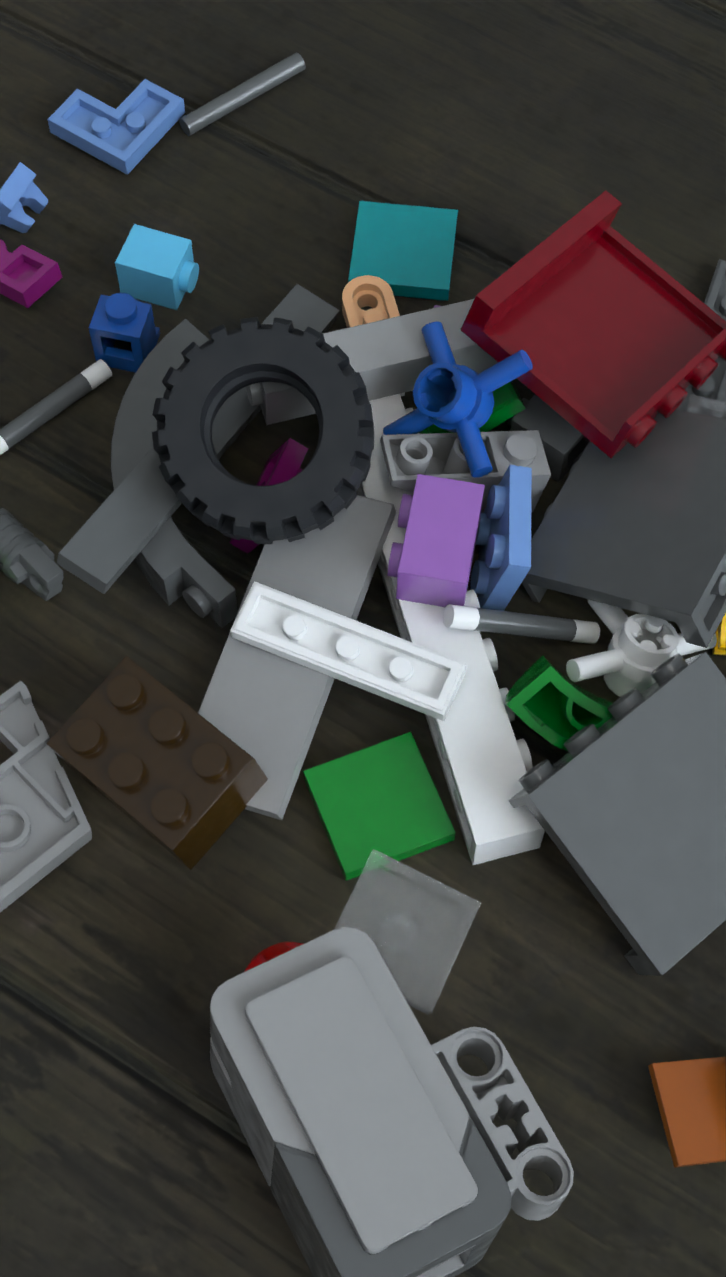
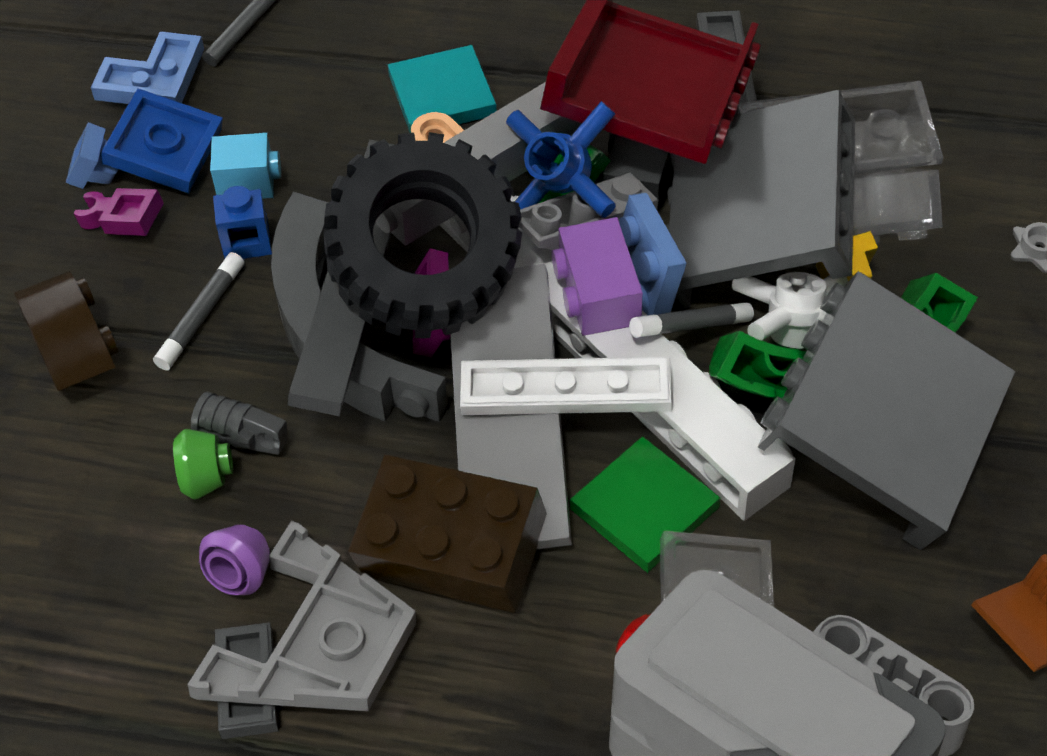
camera: 20 degrees left, 10 degrees down
(89, 206) = (162, 140): none -> blue plate

